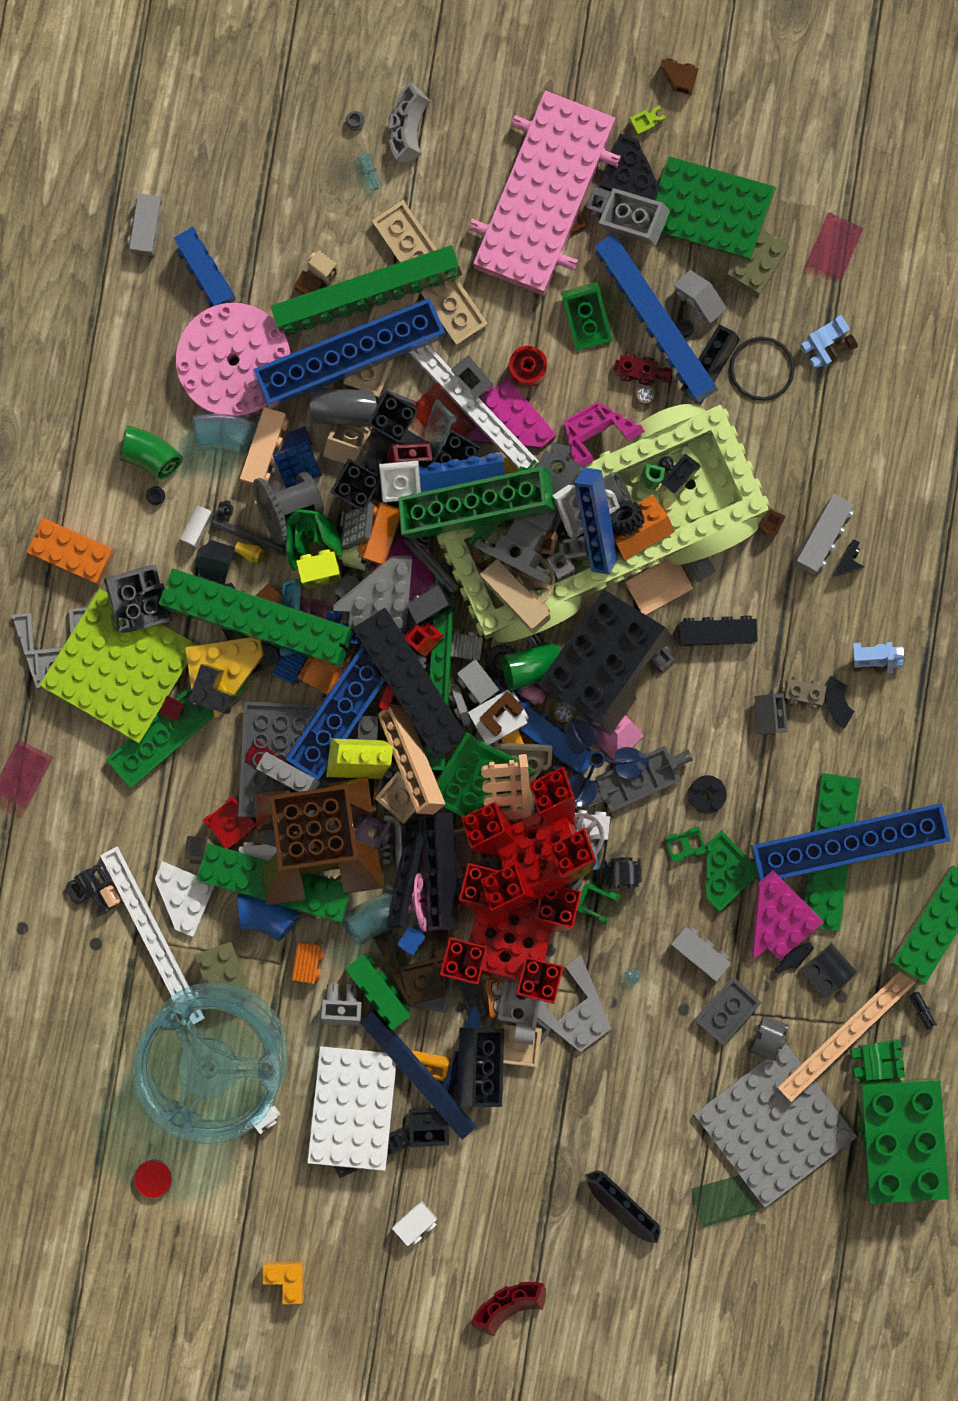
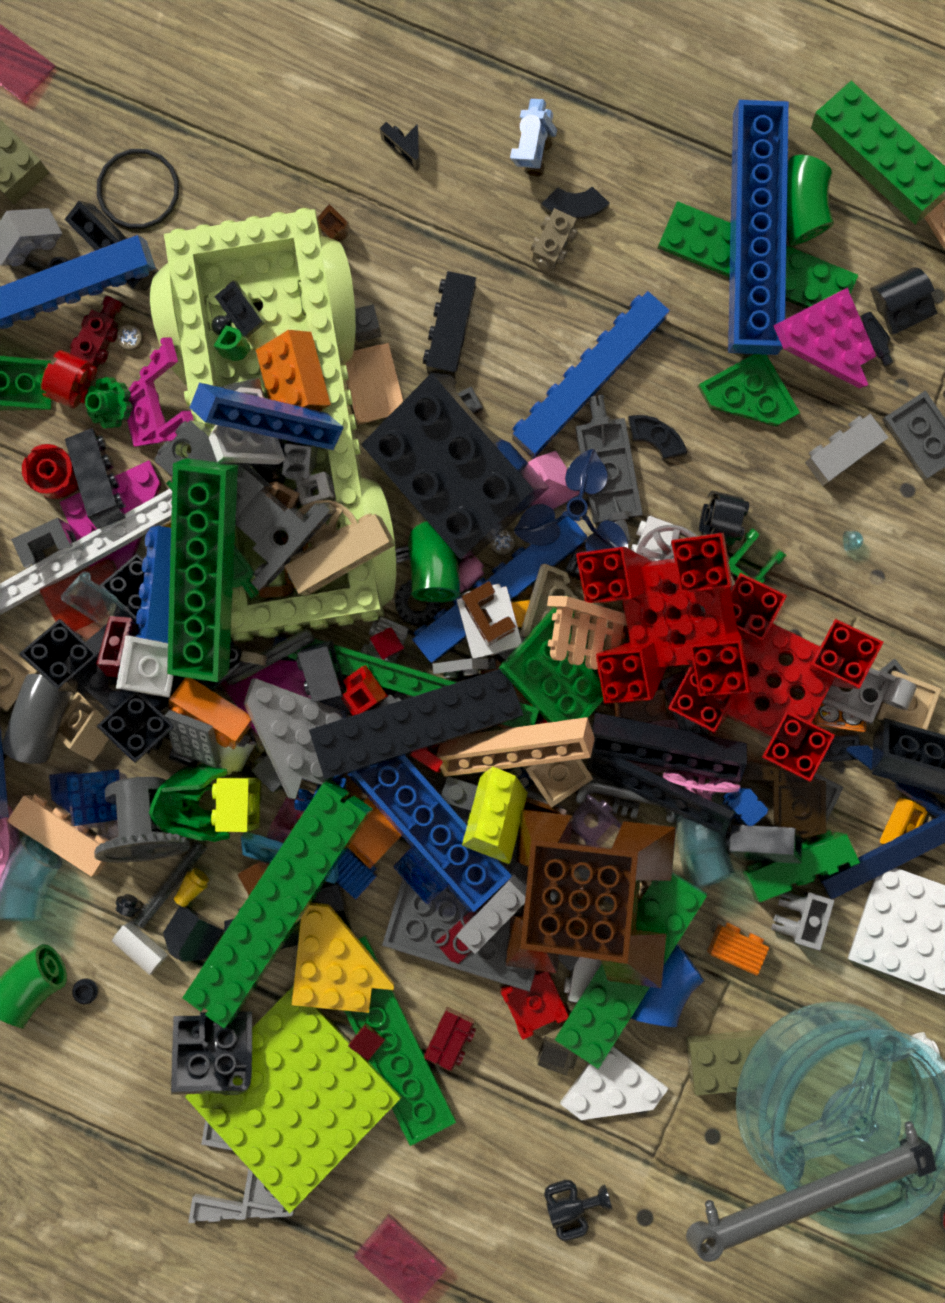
camera: 75 degrees left, 0 degrees up
(71, 551) = (125, 1123): orange piece -> none
(111, 896) = (589, 1183): light nougat tile -> none
(146, 925) = (633, 1147): white plate -> none
(188, 768) = (450, 1038): none -> dark red brick
(194, 1103) = (911, 1157): none -> dark grey piece
(206, 691) = (360, 992): black brick -> none
(301, 715) = (420, 875): none -> clear blue tile
(388, 958) = (765, 843): none -> black brick
(426, 553) = (253, 658): none -> dark tan tile
(463, 647) = (386, 643): none -> dark red tile
(477, 682) = (437, 637): light grey brick -> none
(531, 400) = (95, 479): none -> black brick
(585, 1021) = (893, 611): light grey wing -> none
(591, 393) = (108, 402): none -> green plant
(599, 360) = (68, 379): none -> red brick
(628, 525) = (286, 381): black tyre -> none
(676, 809) = (657, 434): none -> black tile
(687, 850) = (699, 434): green piece -> none
(699, 802) = (642, 379): black plate -> none
(707, 746) = (590, 374): none -> blue brick
(770, 714) = (570, 286): dark grey brick -> none
(821, 539) = (365, 162): light grey brick -> none
(823, 342) = (124, 105): light blue hips -> none
(883, 874) = (807, 199): none -> green brick

